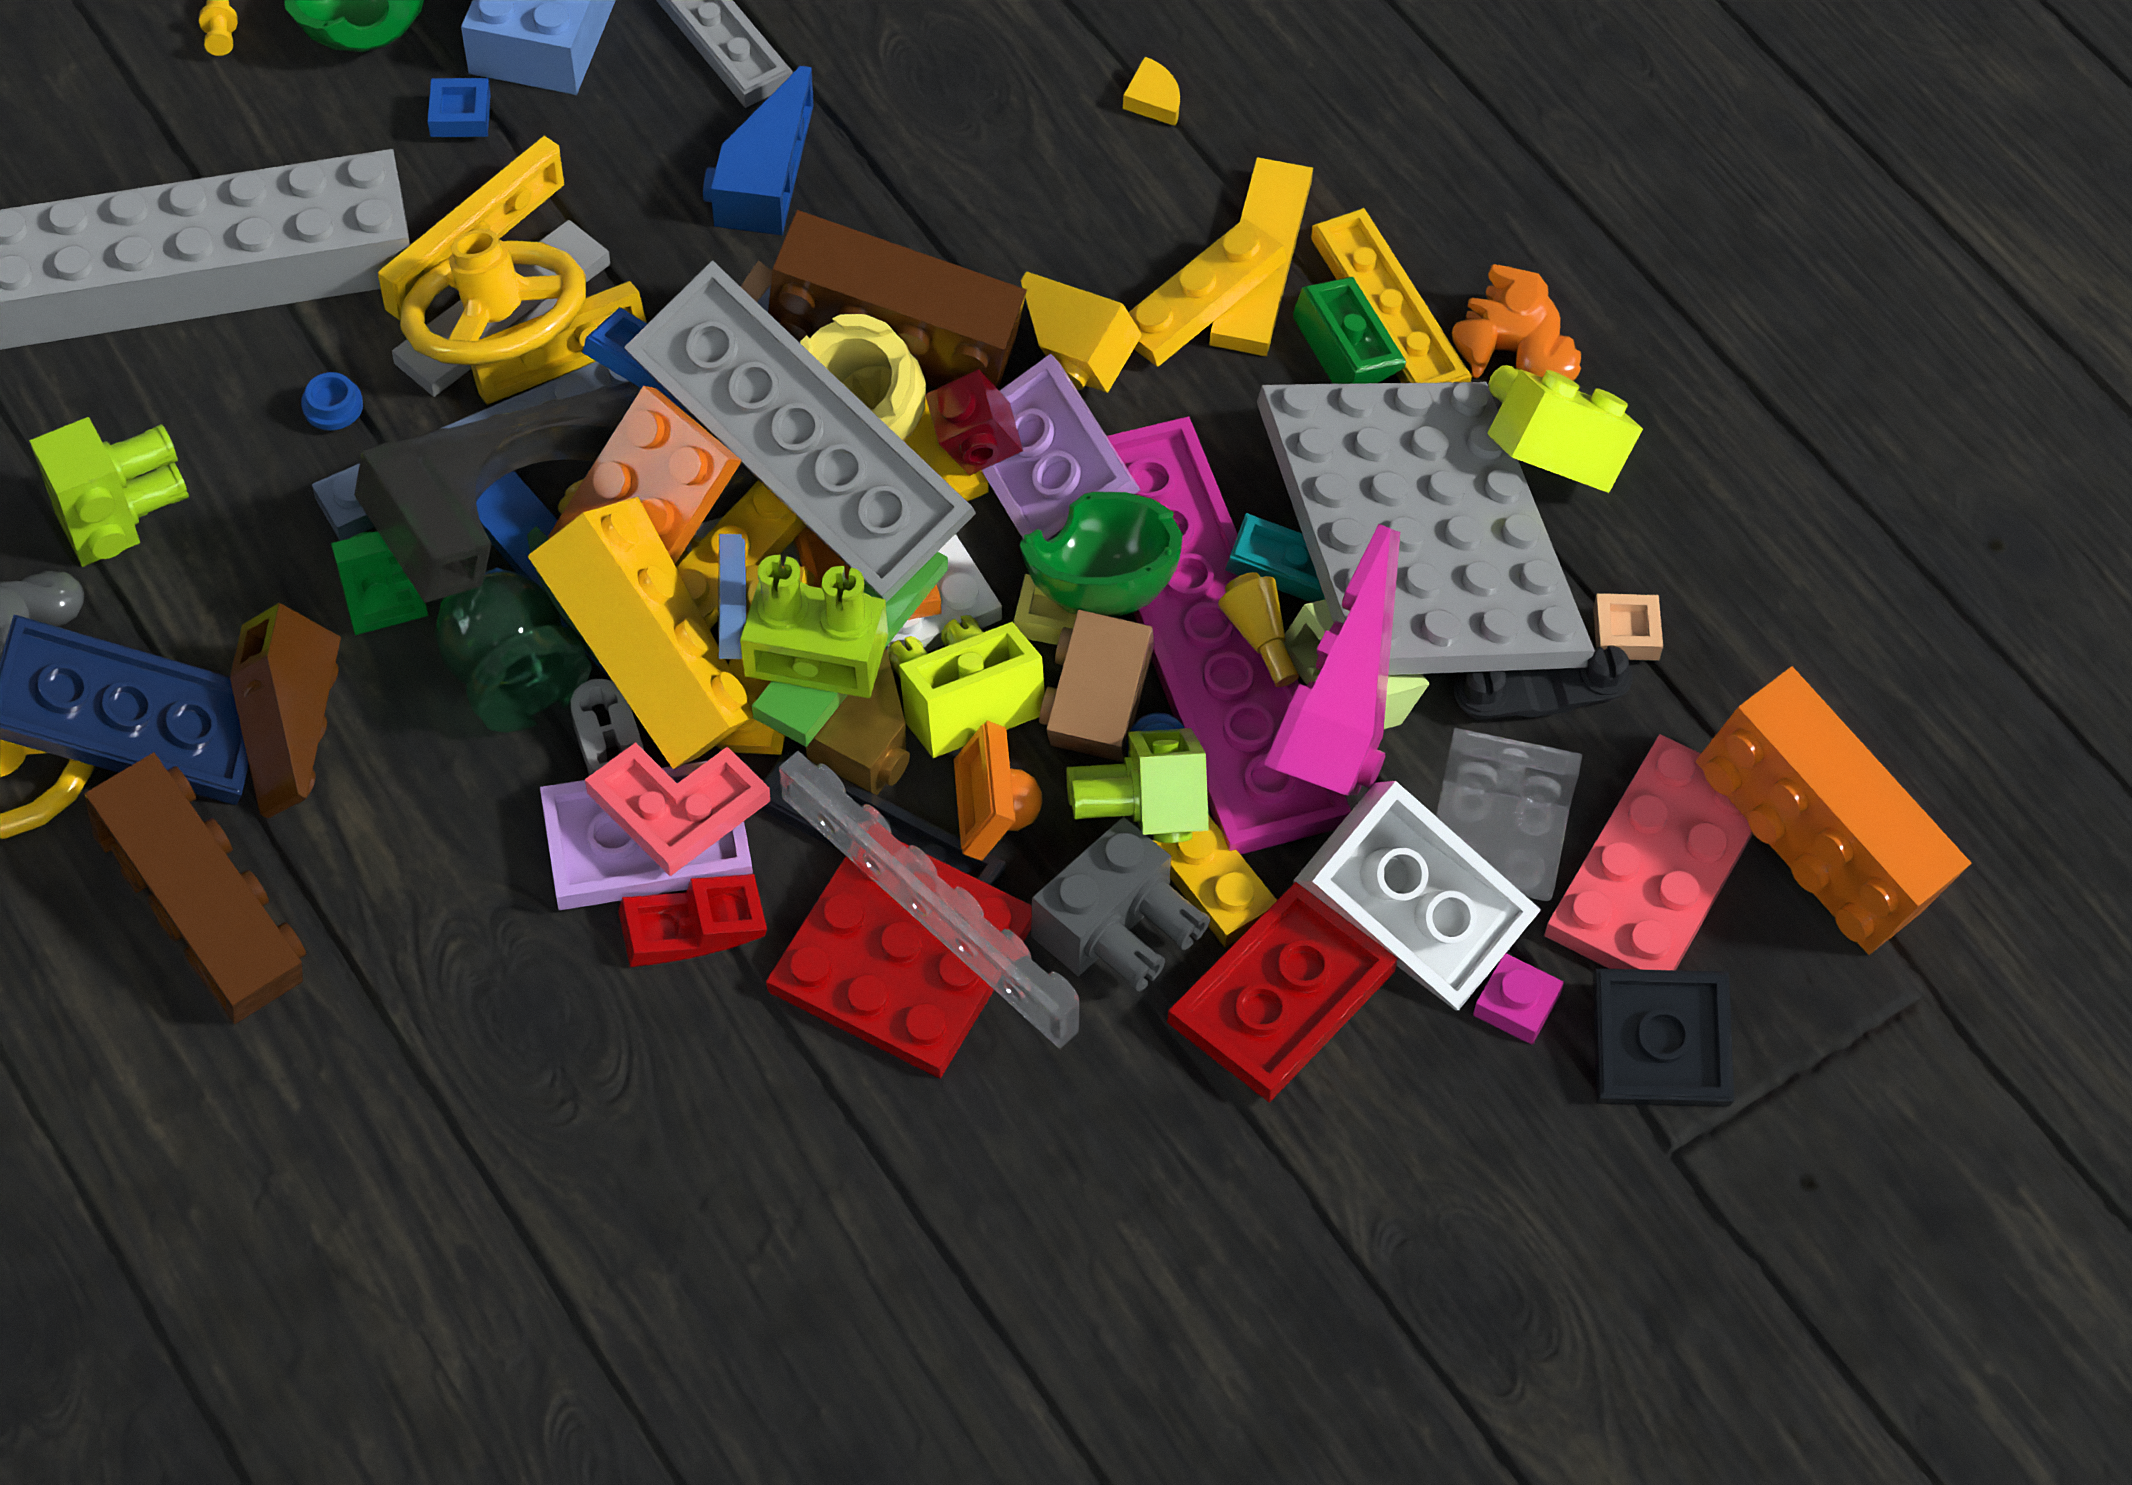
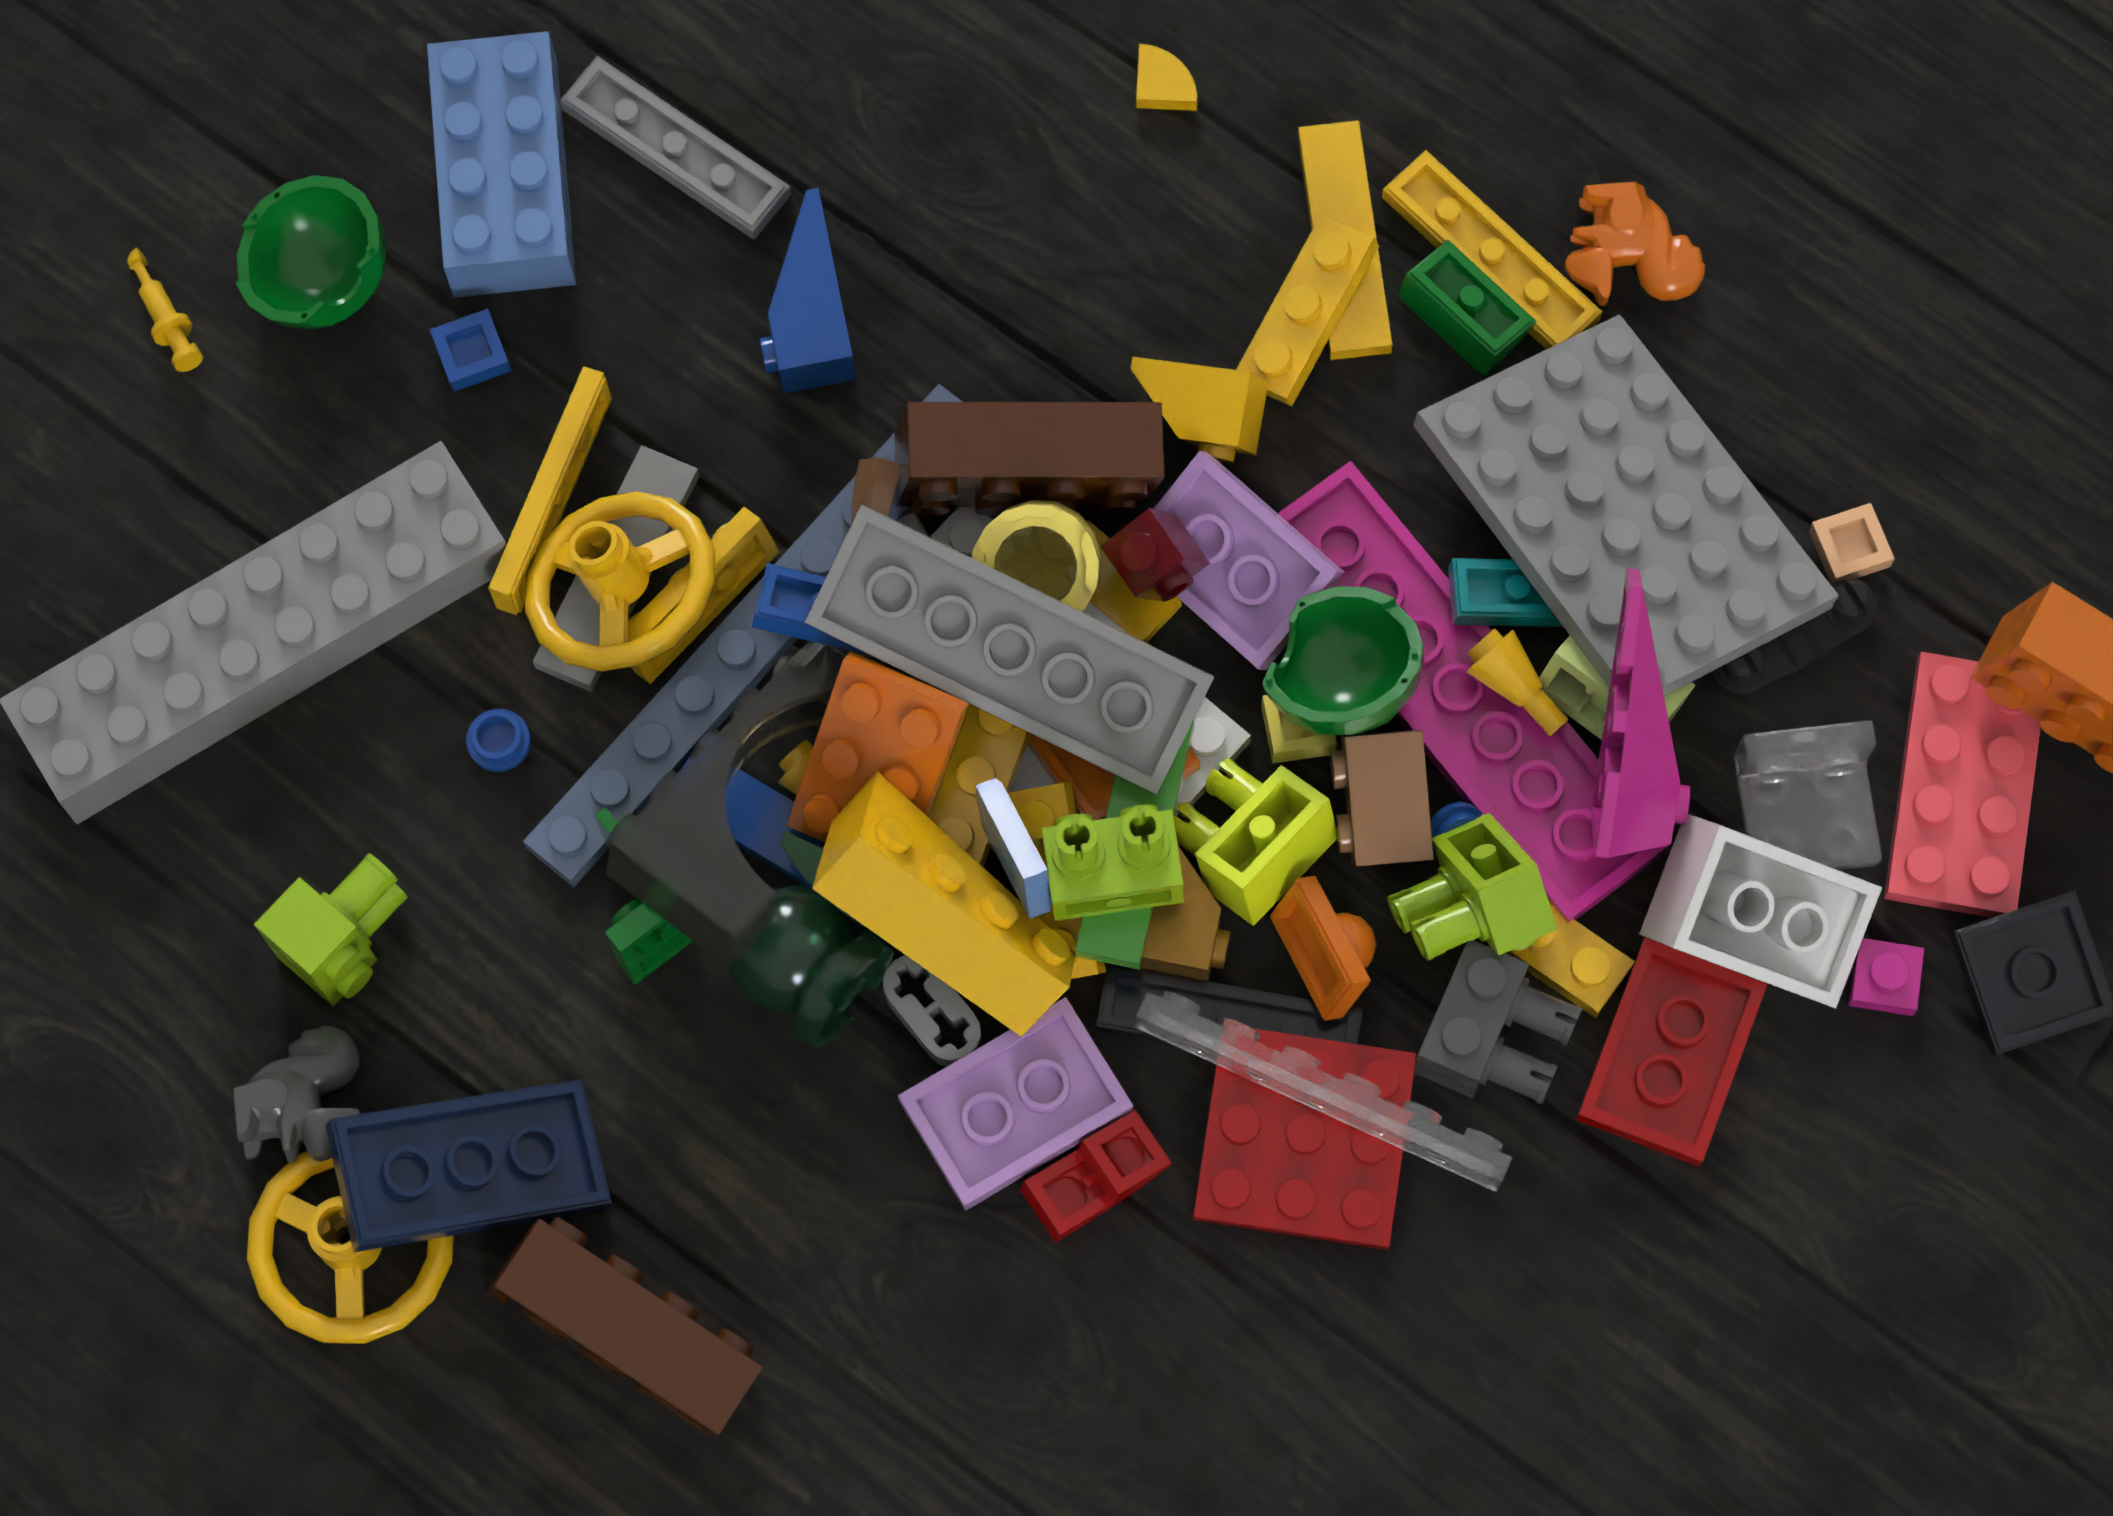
camera: 15 degrees left, 15 degrees up
(281, 699) = (610, 1093): reddish brown slope -> none
(673, 818) = (1042, 1090): coral plate -> none
(1560, 427) = (1718, 356): neon yellow brick -> none

